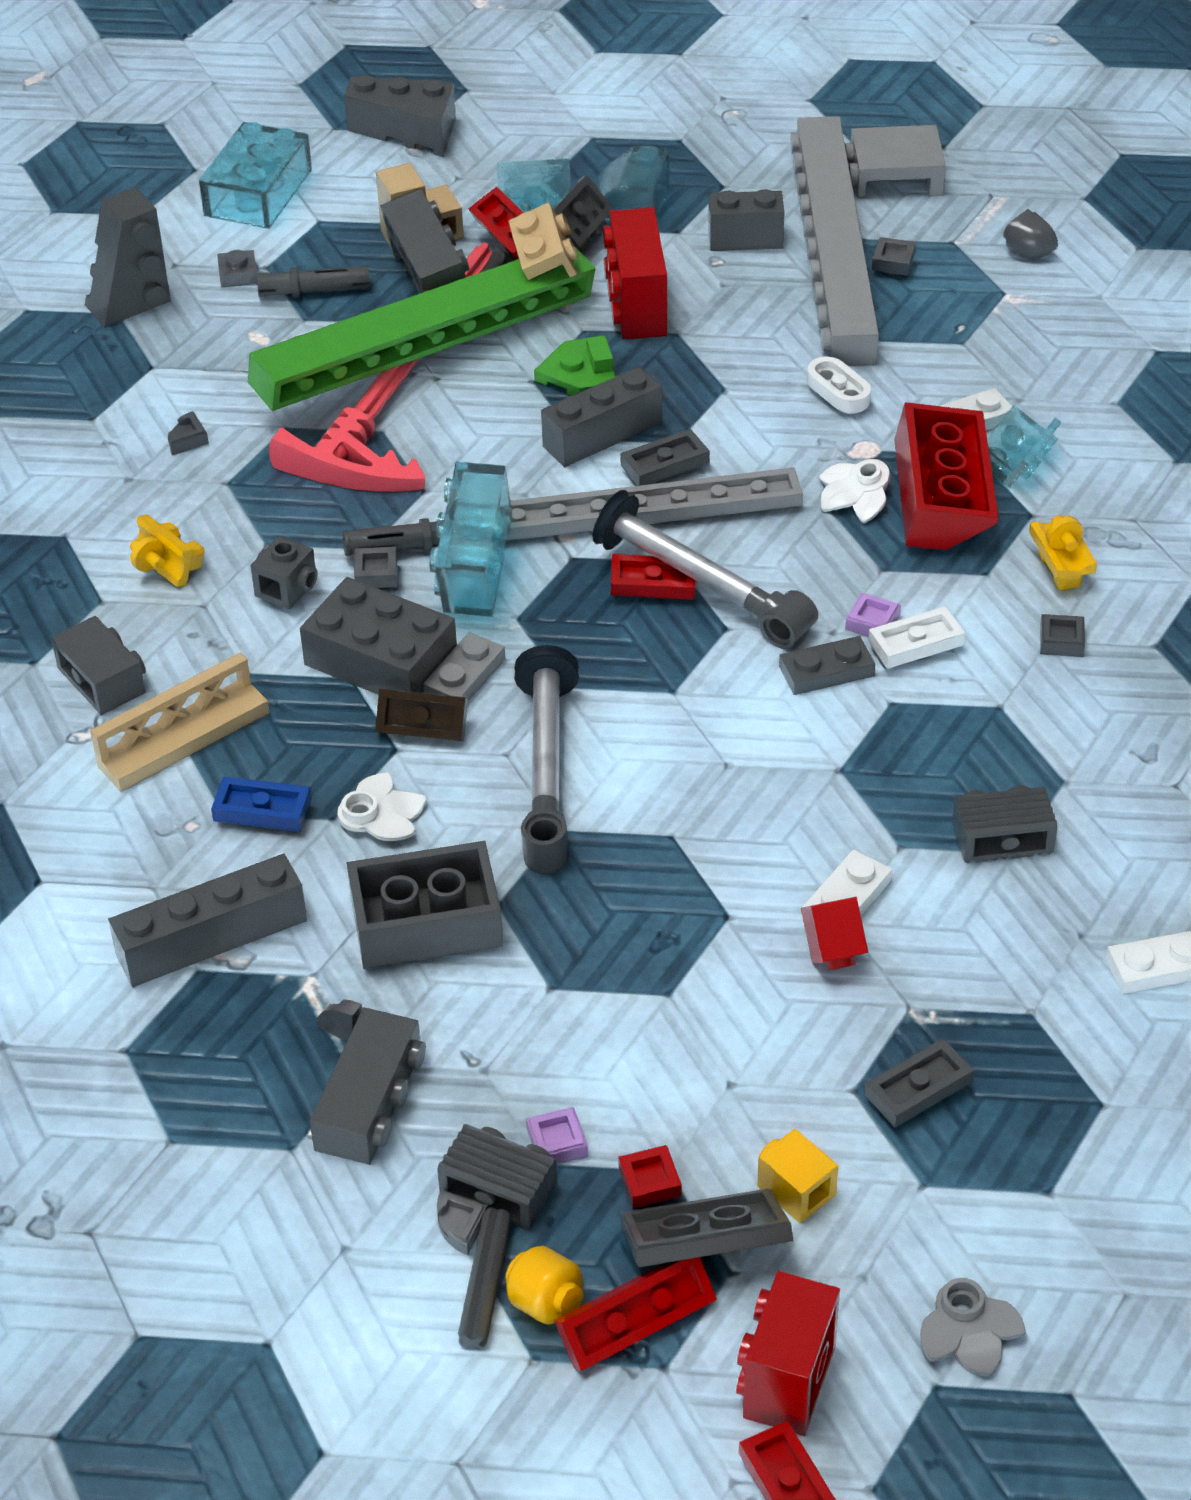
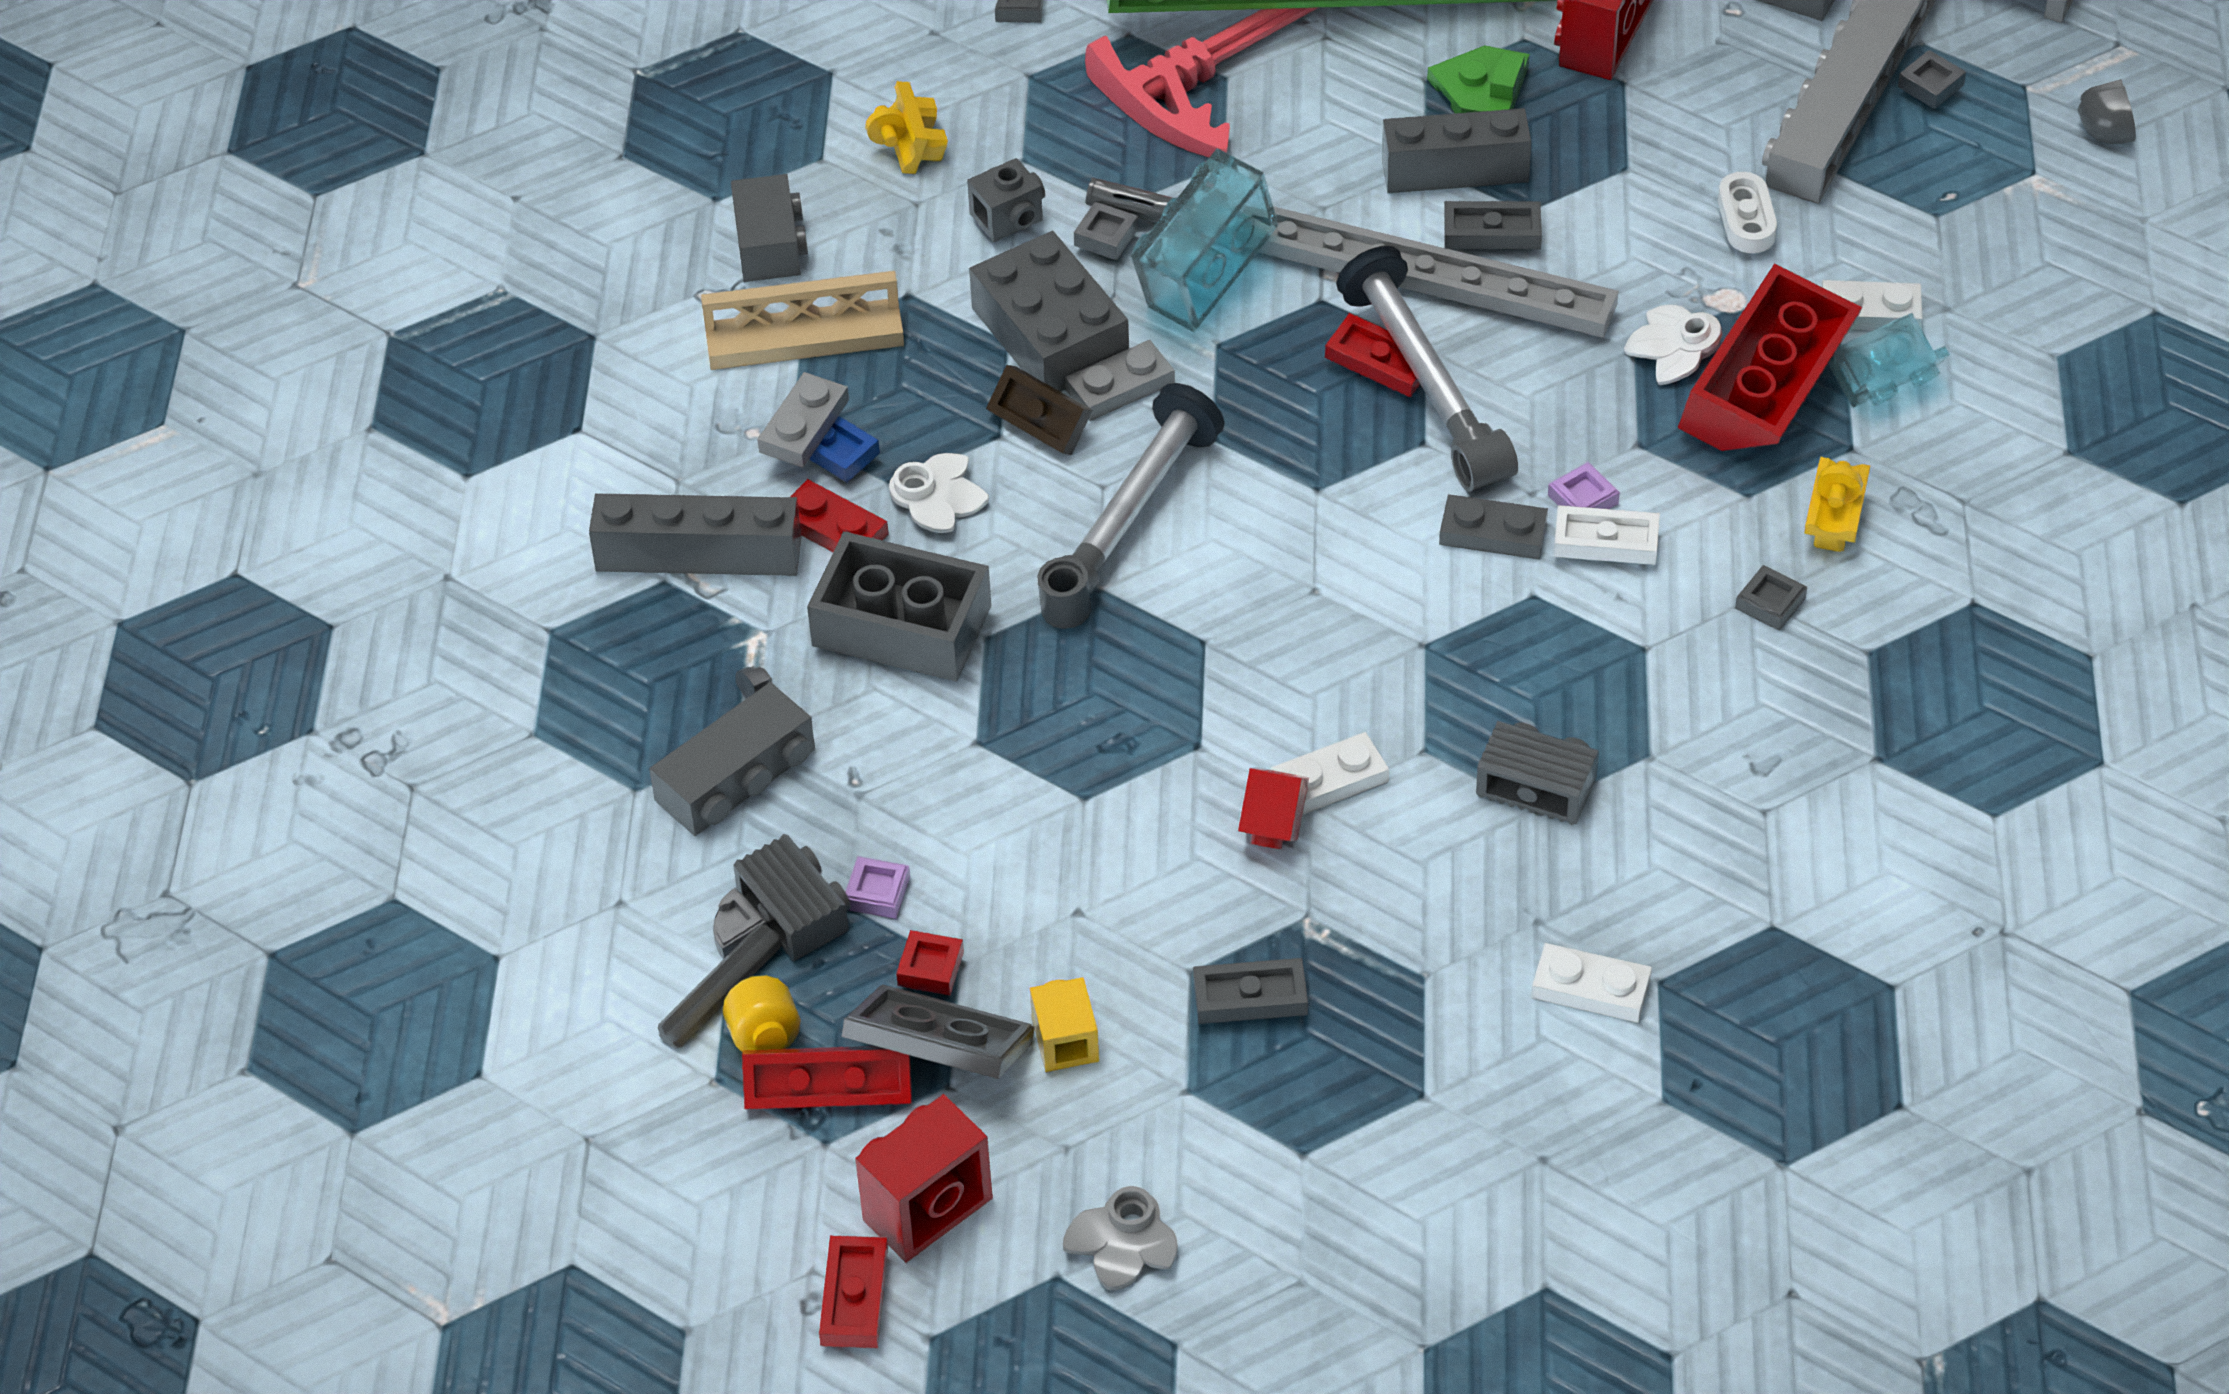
camera: 30 degrees right, 5 degrees up
(239, 794) = (803, 419): none -> light grey plate
(317, 865) = (827, 515): none -> red plate

